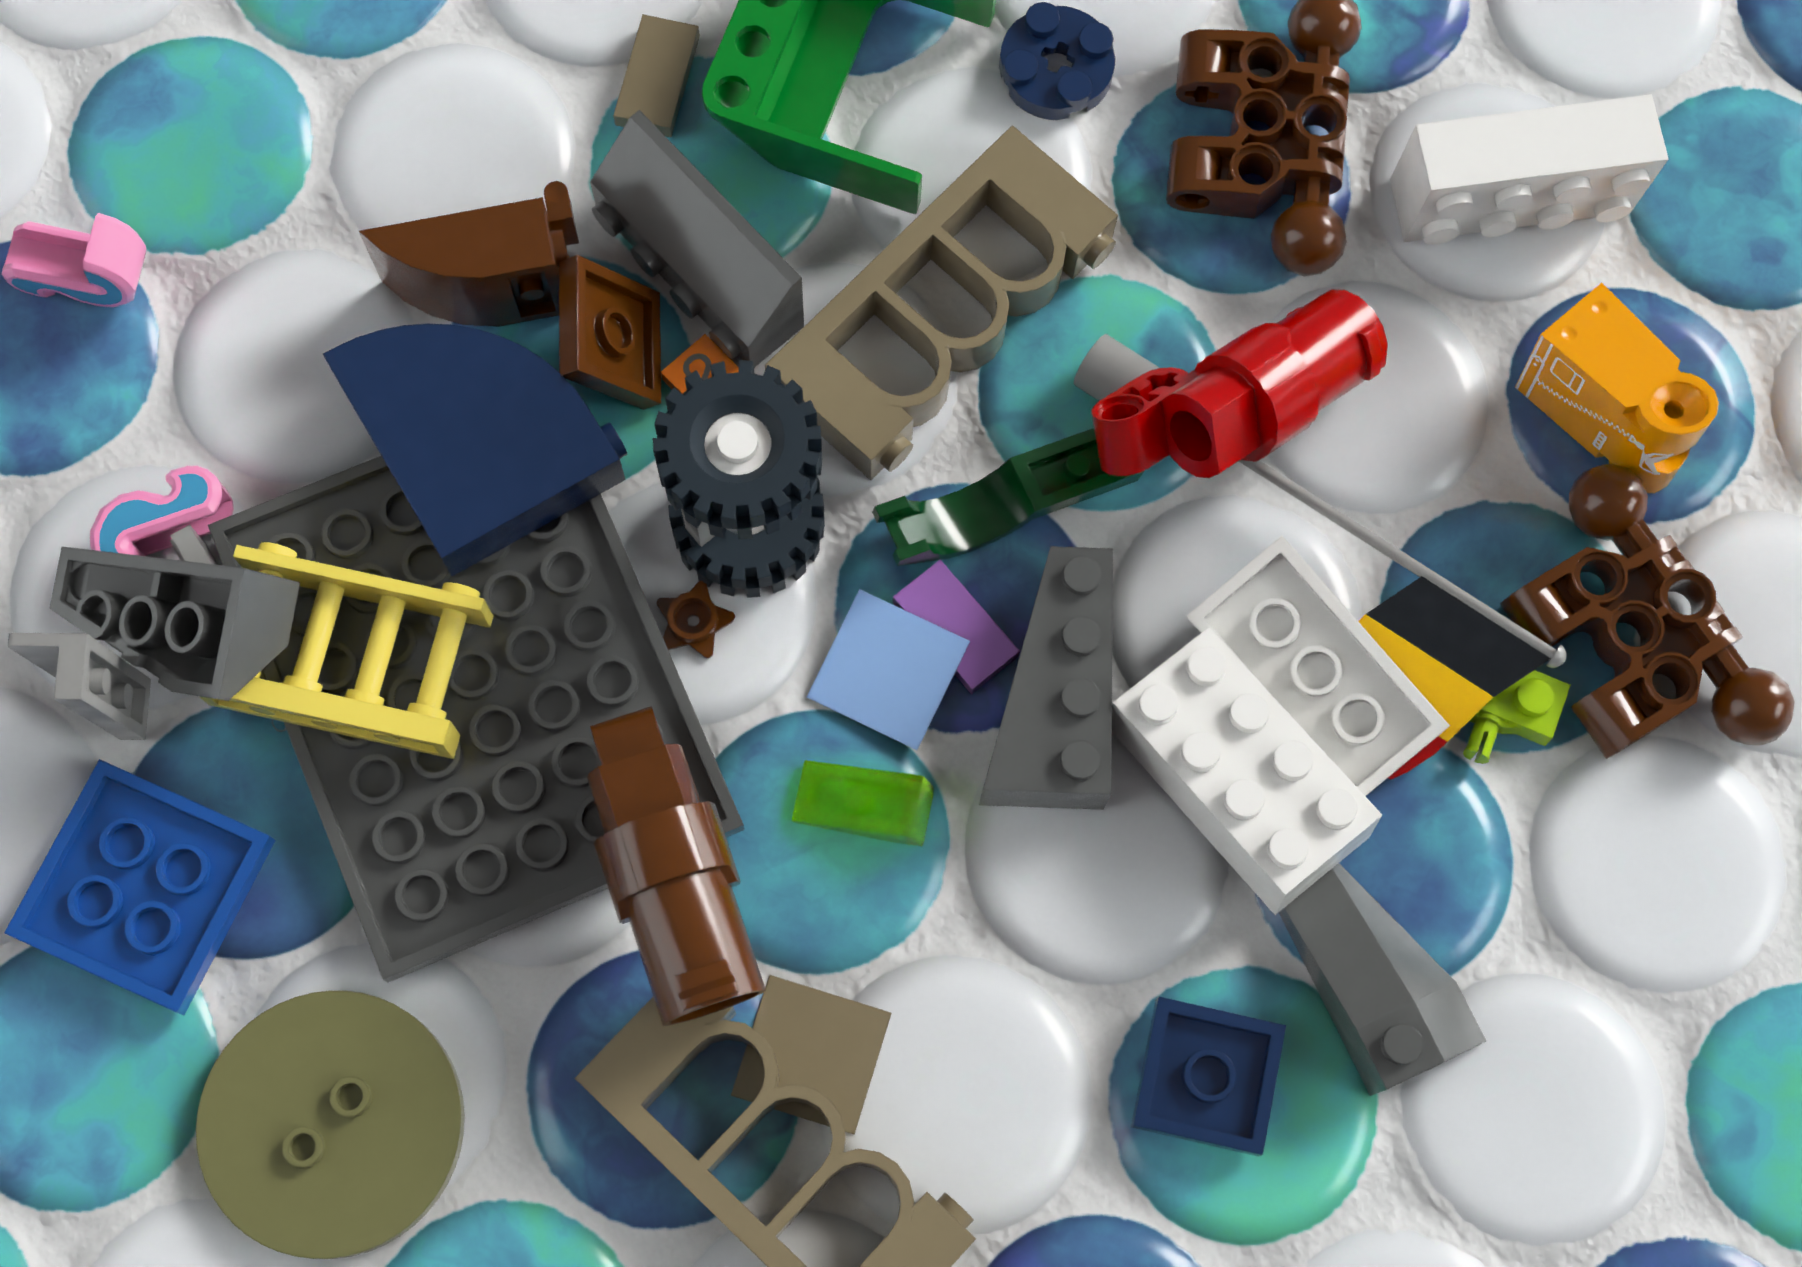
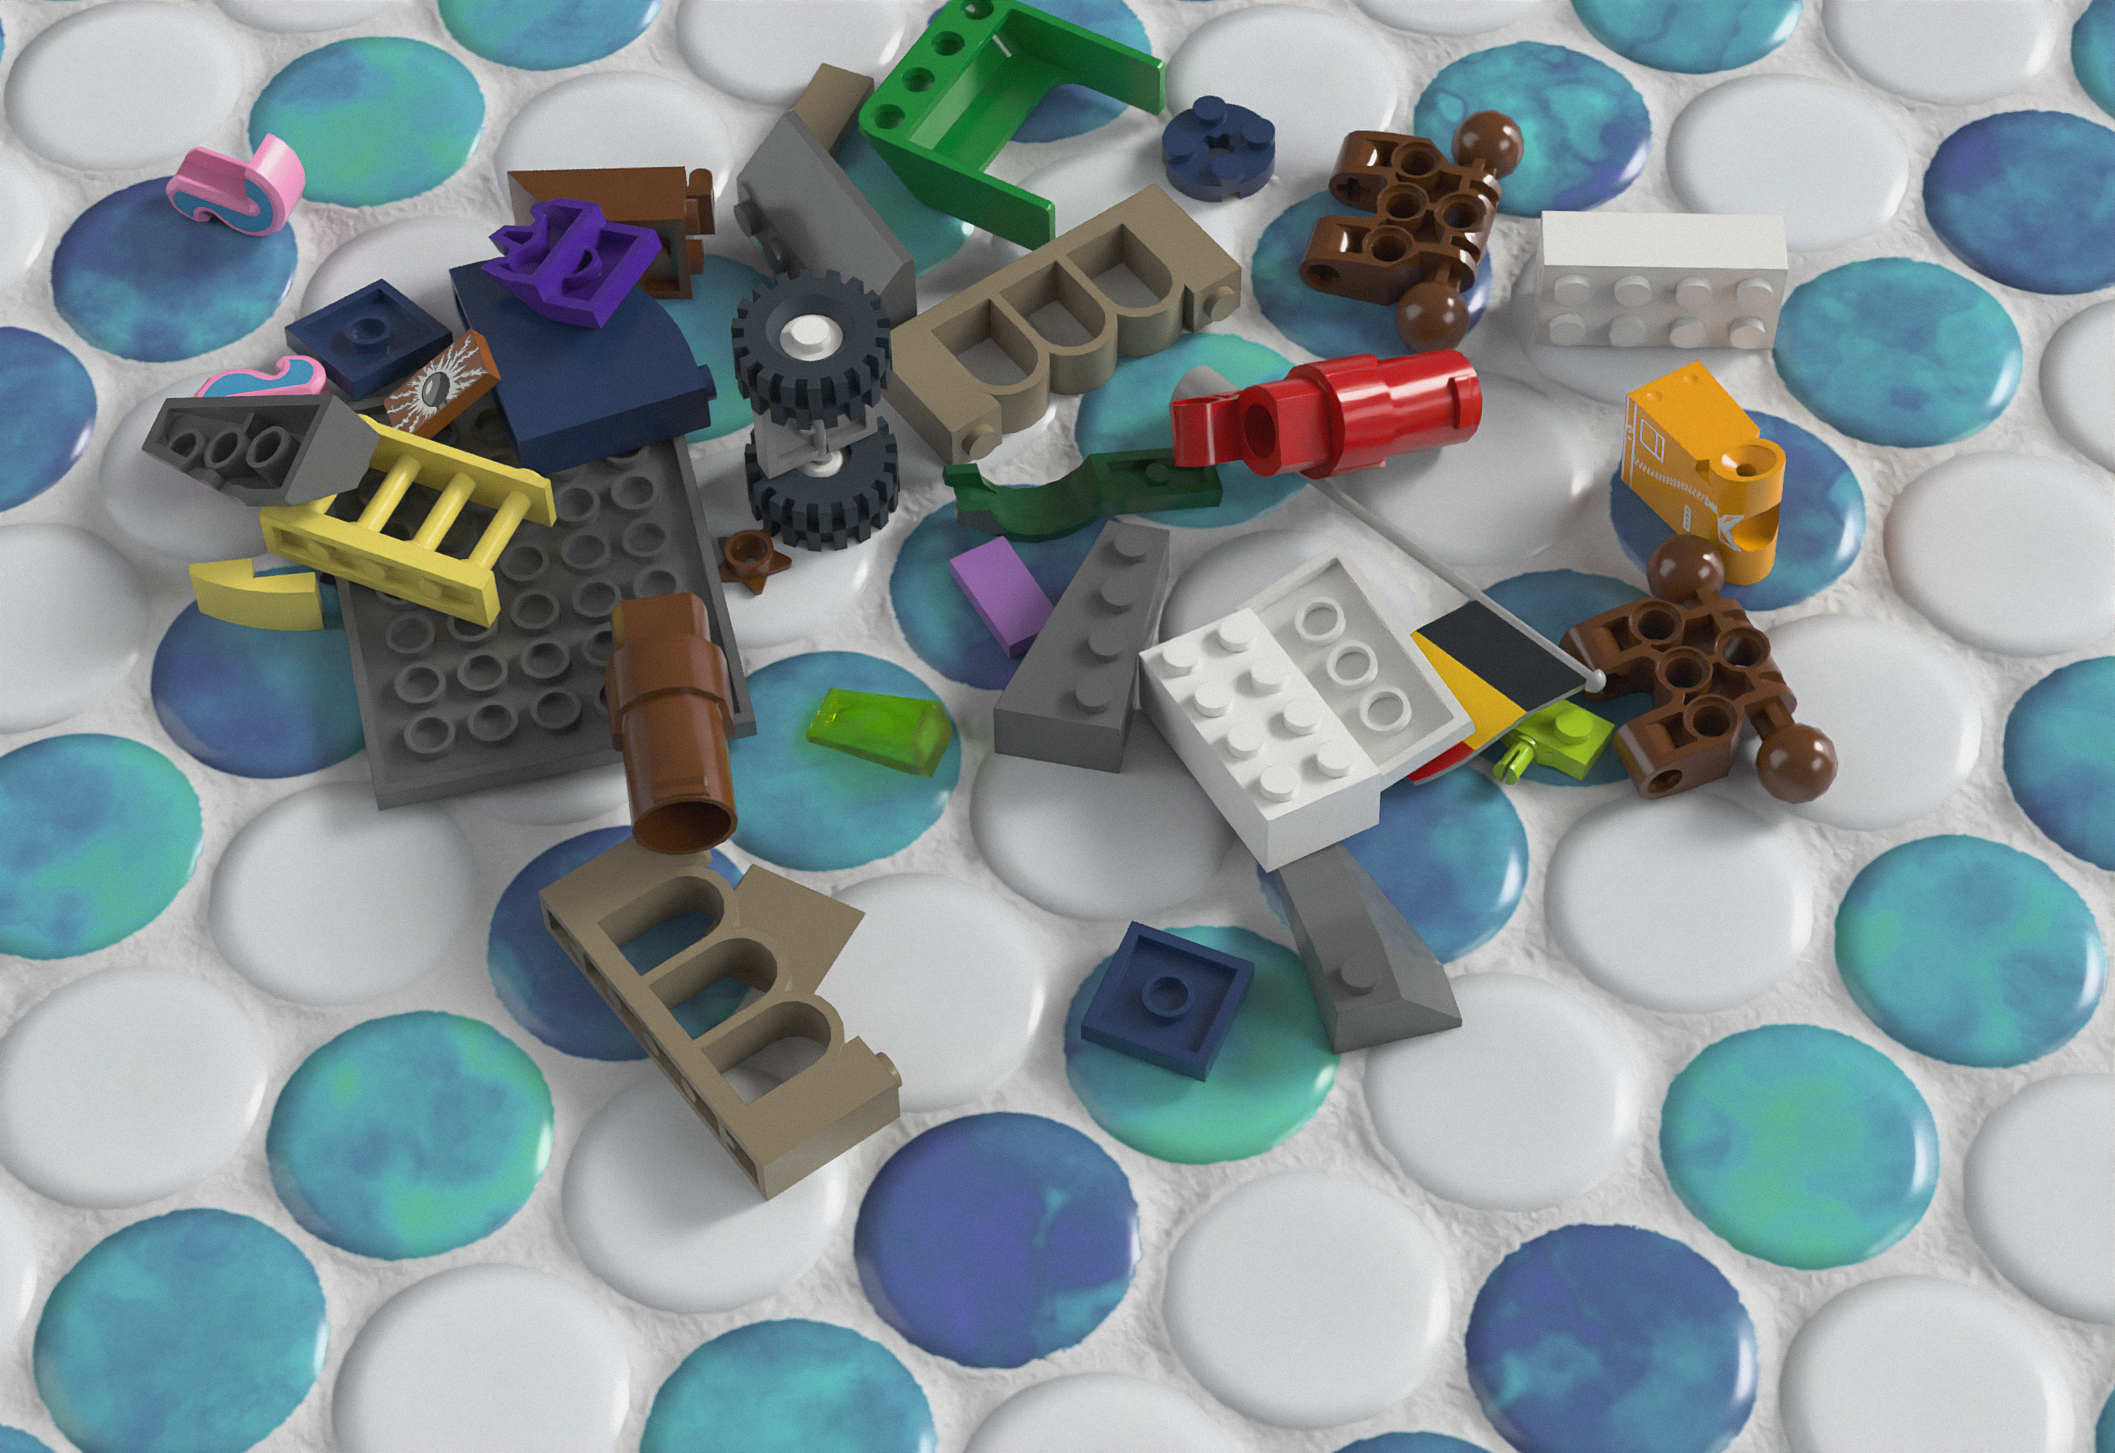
camera: 15 degrees right, 20 degrees down
(90, 680) = (163, 490): light grey panel -> none
(140, 887) = (165, 694): blue plate -> none
(193, 756) = (236, 595): none -> light yellow slope
(254, 427) = (369, 338): none -> dark blue plate
(330, 1125) = (294, 918): olive plate -> none
(347, 498) = (444, 387): none -> tile
(452, 337) = (571, 261): none -> dark purple plate
(609, 332) = (710, 286): reddish brown plate -> none
(888, 669) = (930, 621): light blue piece -> none

